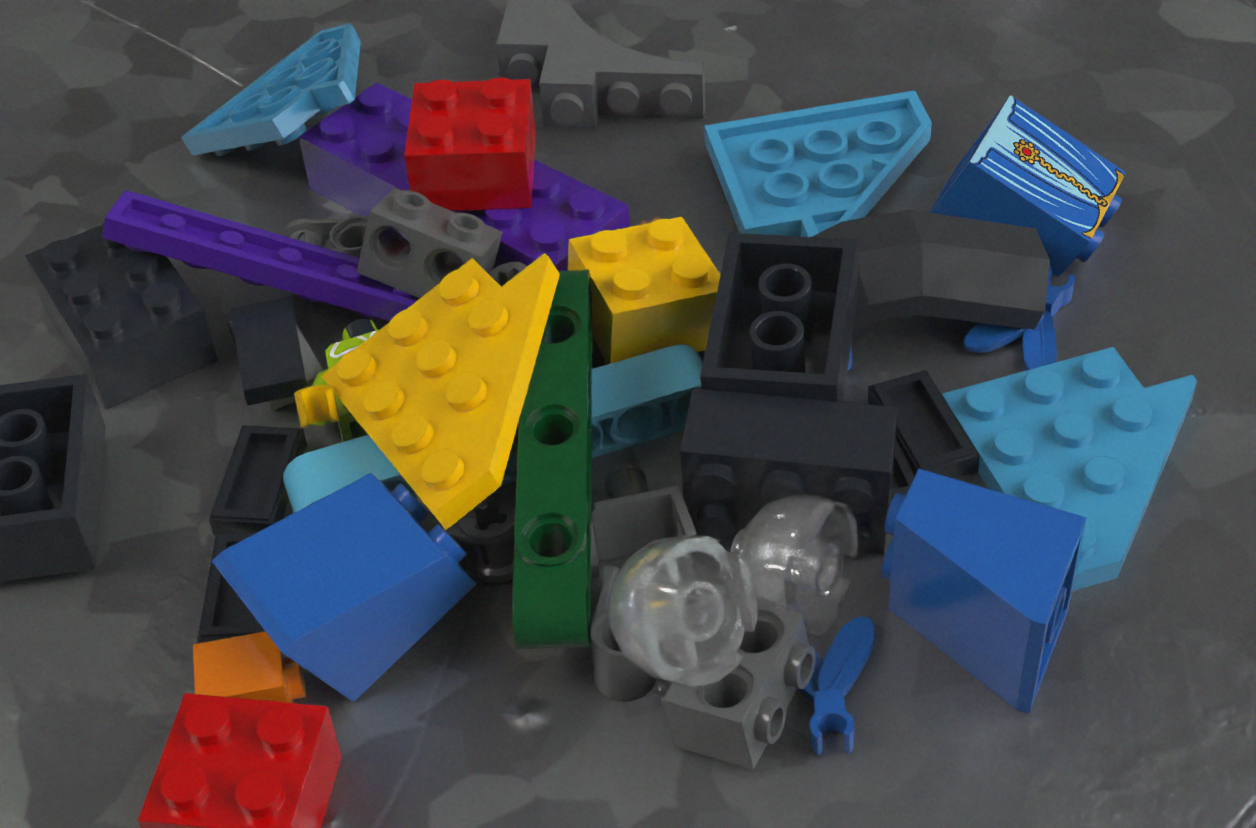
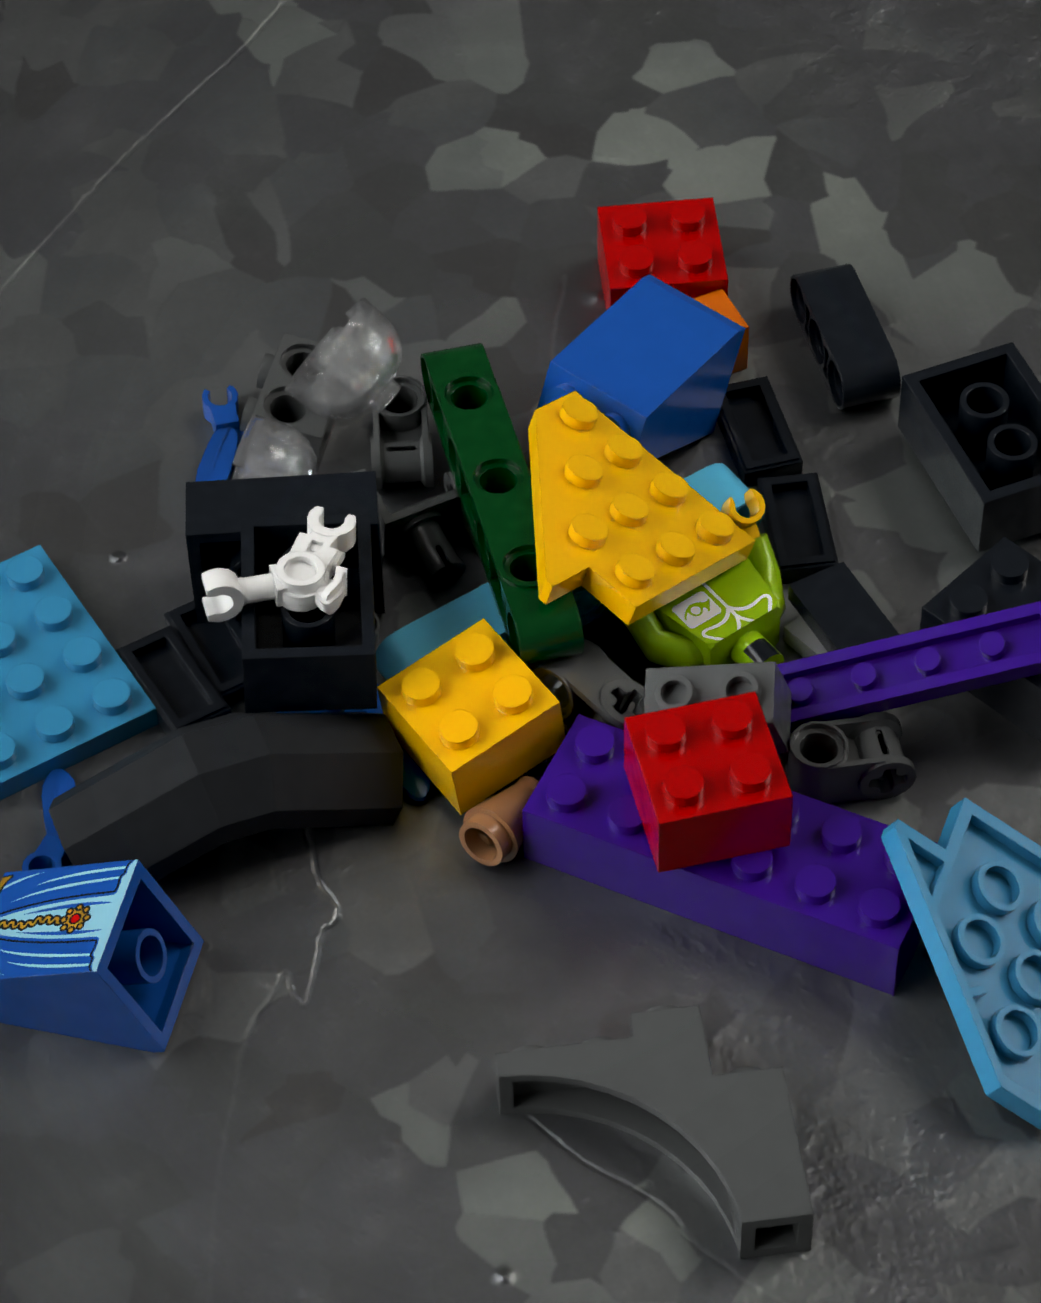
camera: 165 degrees right, 5 degrees up
(84, 668) = (845, 336): none -> black beam
(788, 284) = (298, 579): none -> white piece
(816, 163) = (331, 992): dark azure wing -> none
(983, 578) = (100, 484): blue slope -> none

